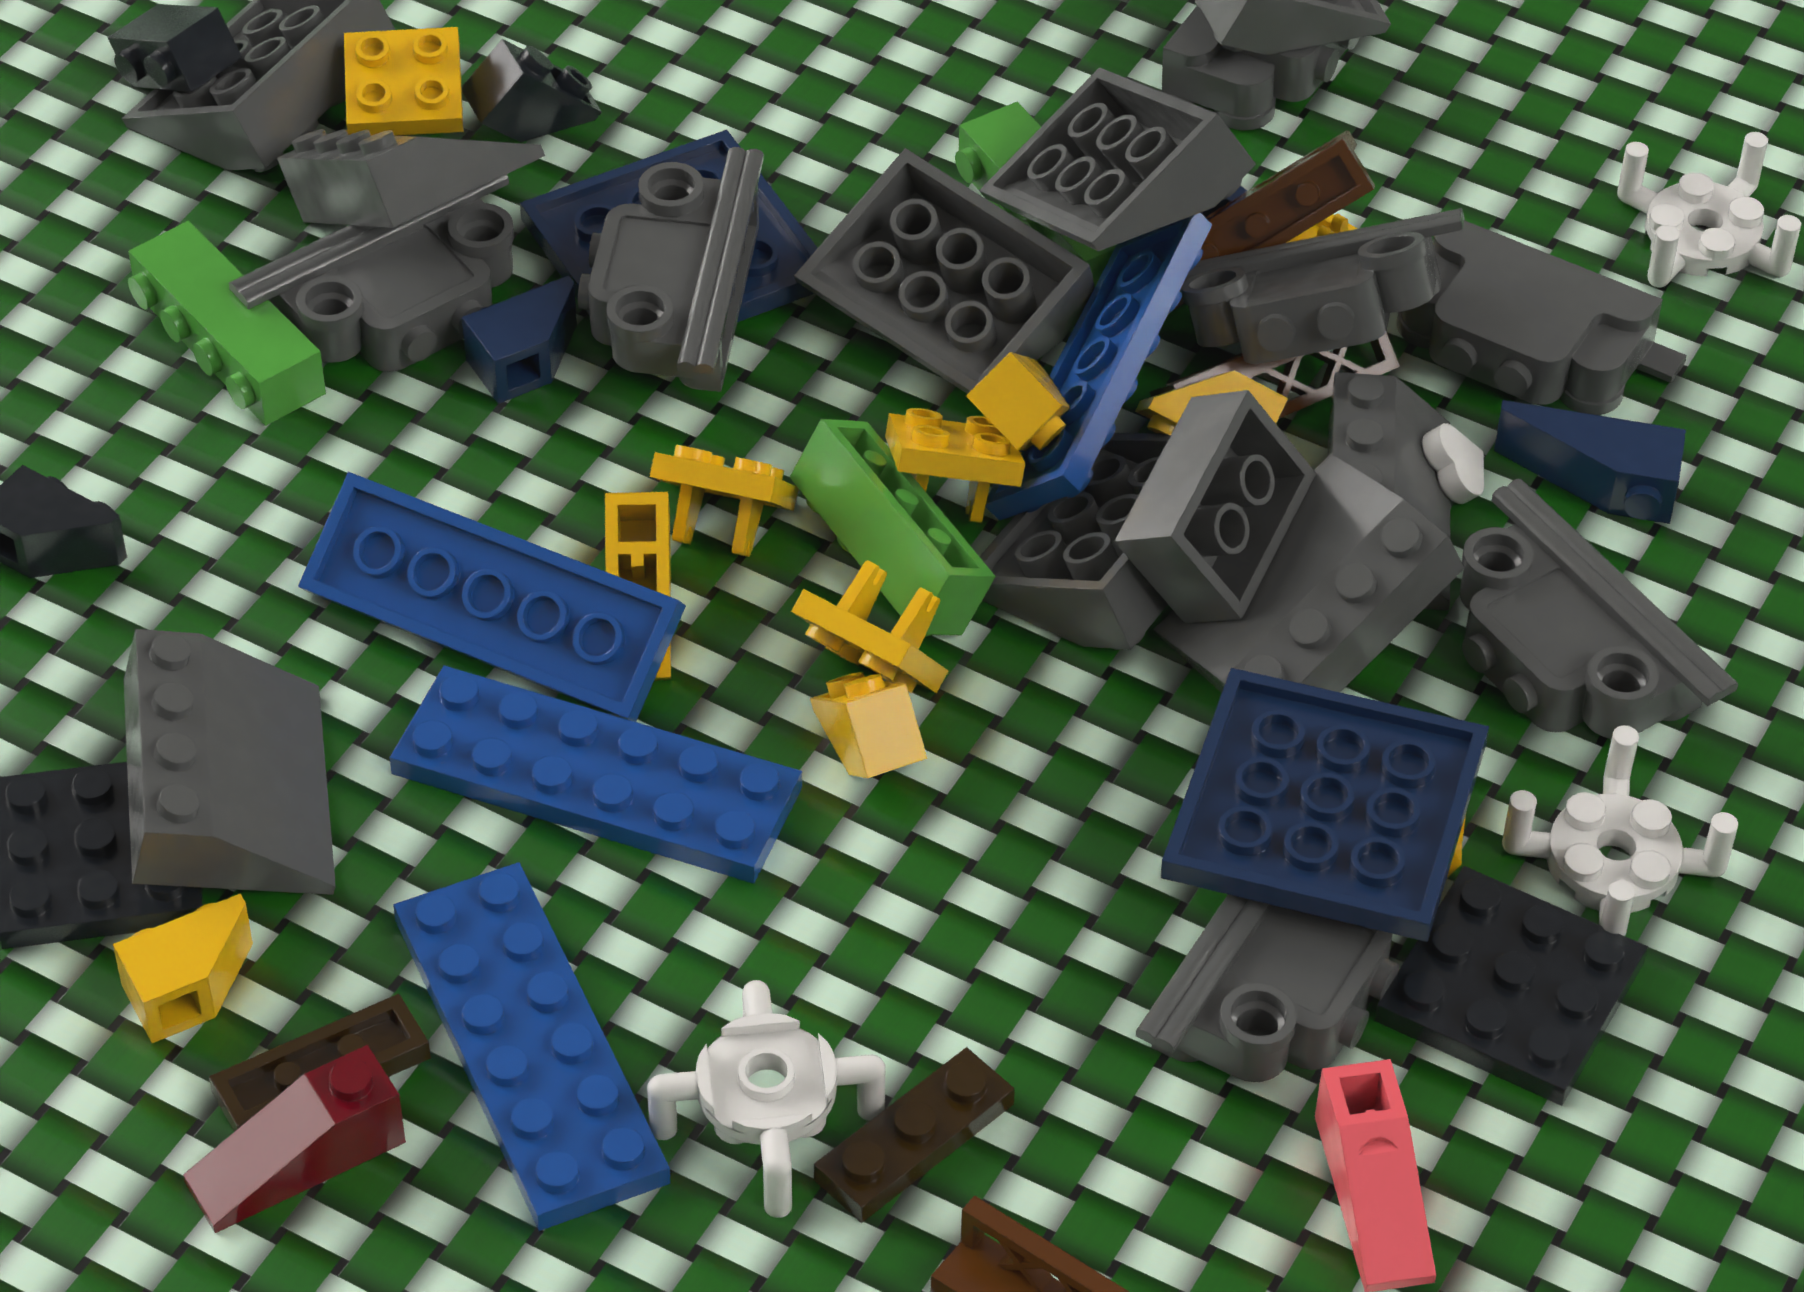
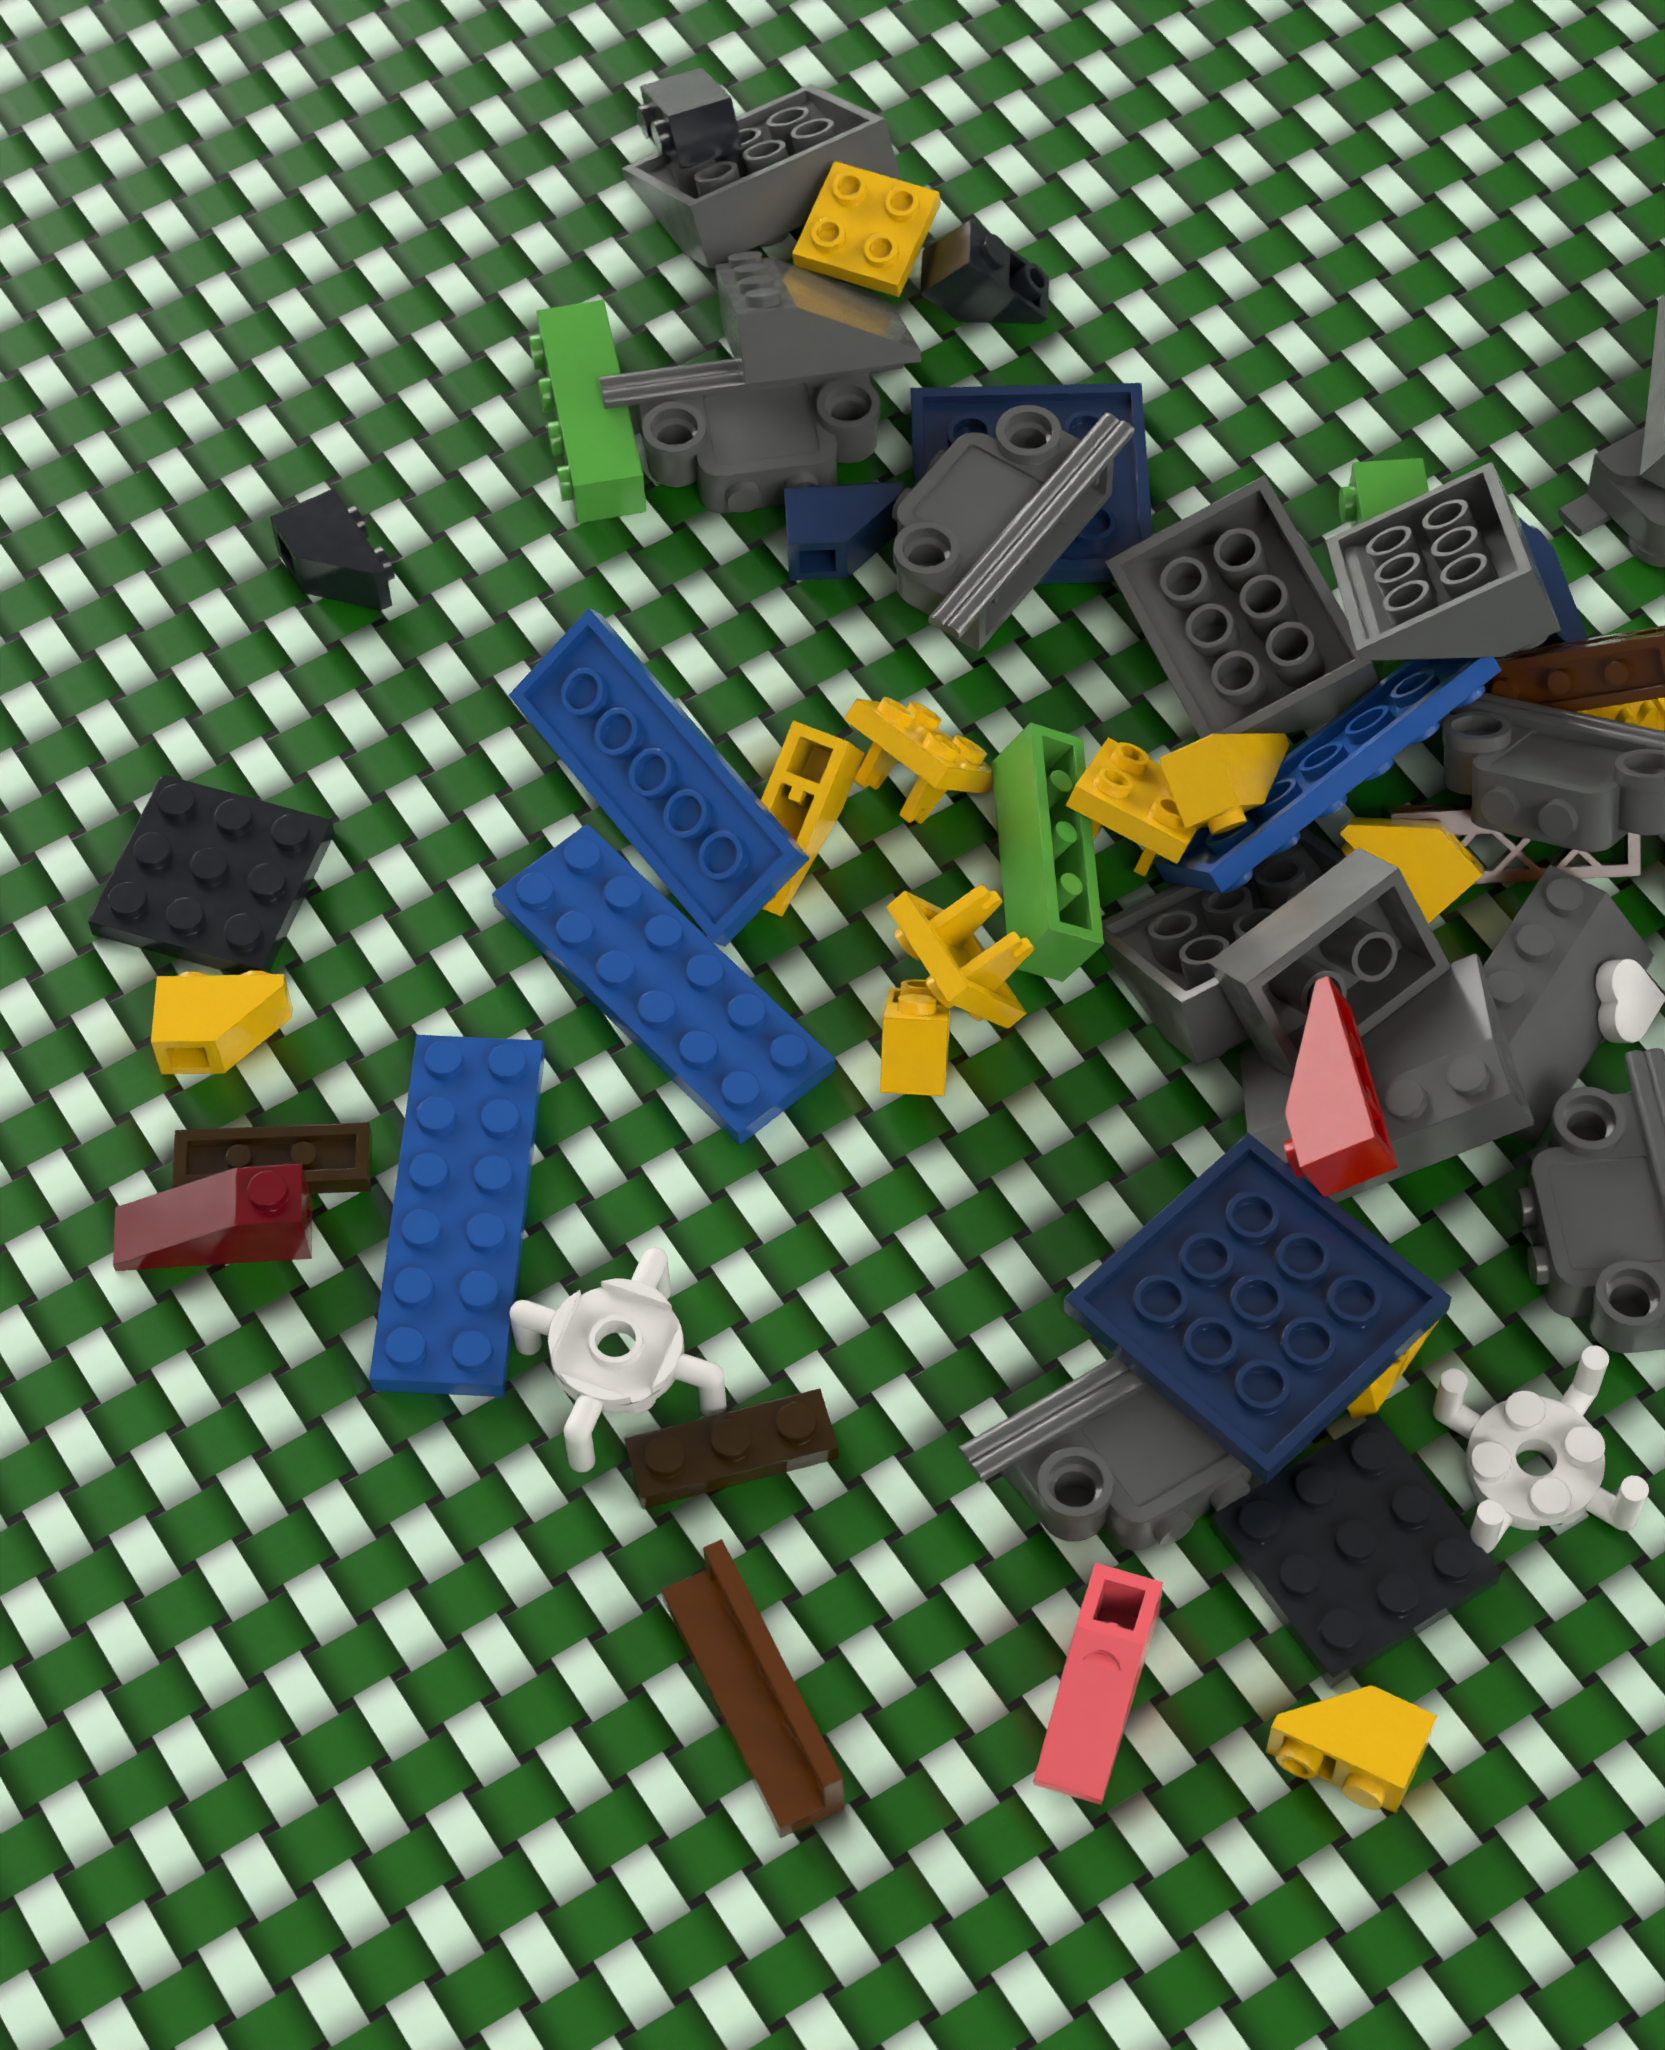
camera: 30 degrees right, 10 degrees up
(224, 769) = (342, 850): dark grey slope -> none
(1309, 613) = (1333, 1101): none -> slope
(1622, 1131) = (1357, 1742): none -> yellow slope

